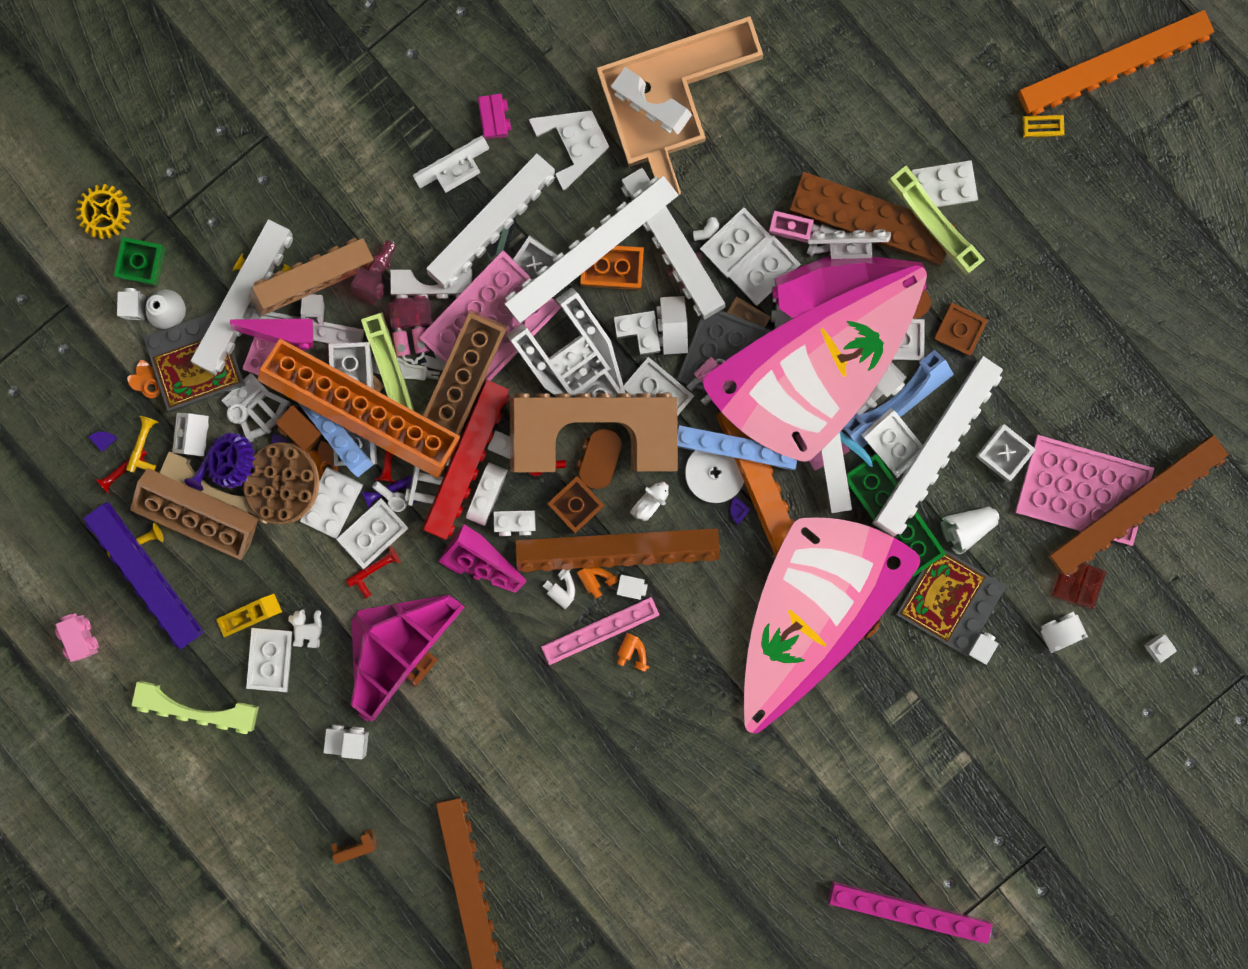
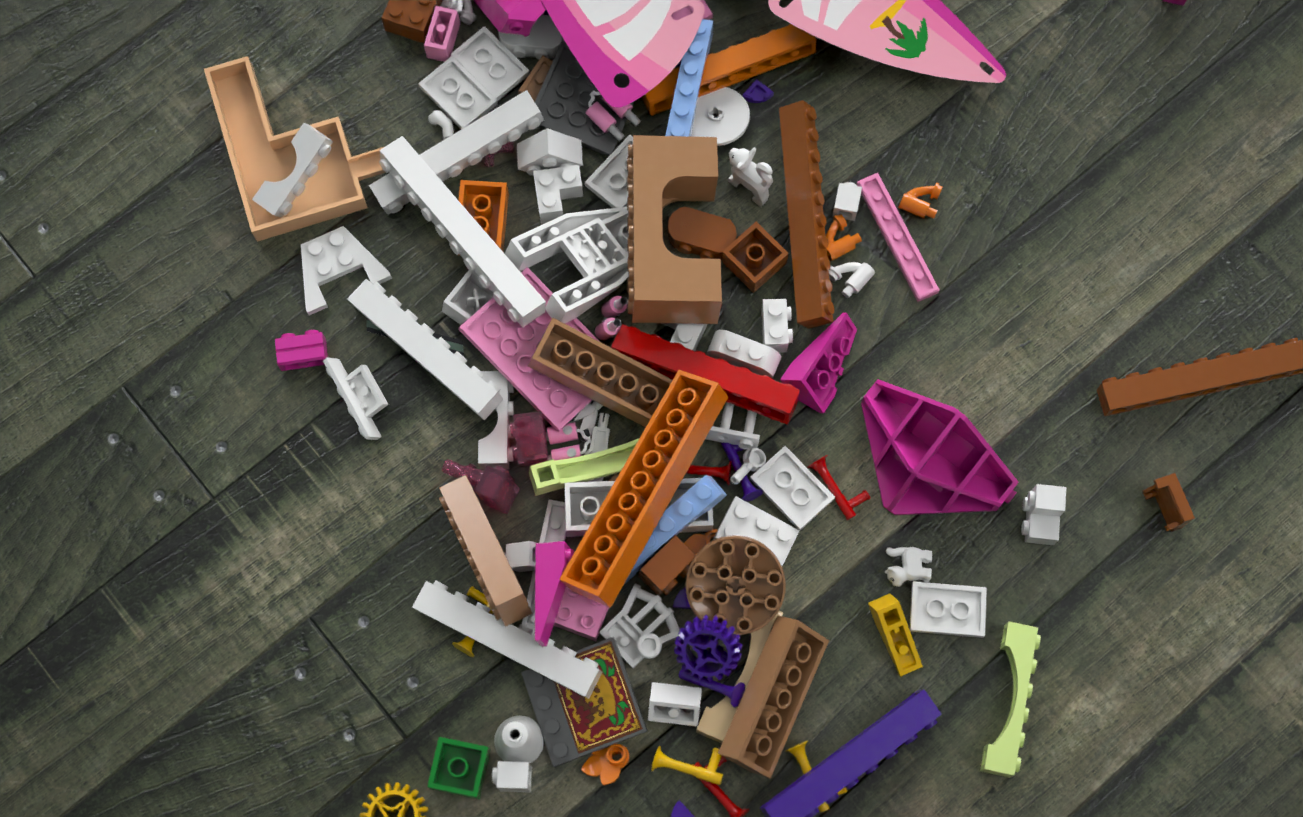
camera: 85 degrees left, 15 degrees down
(510, 375) = (611, 309): none -> bright pink piece

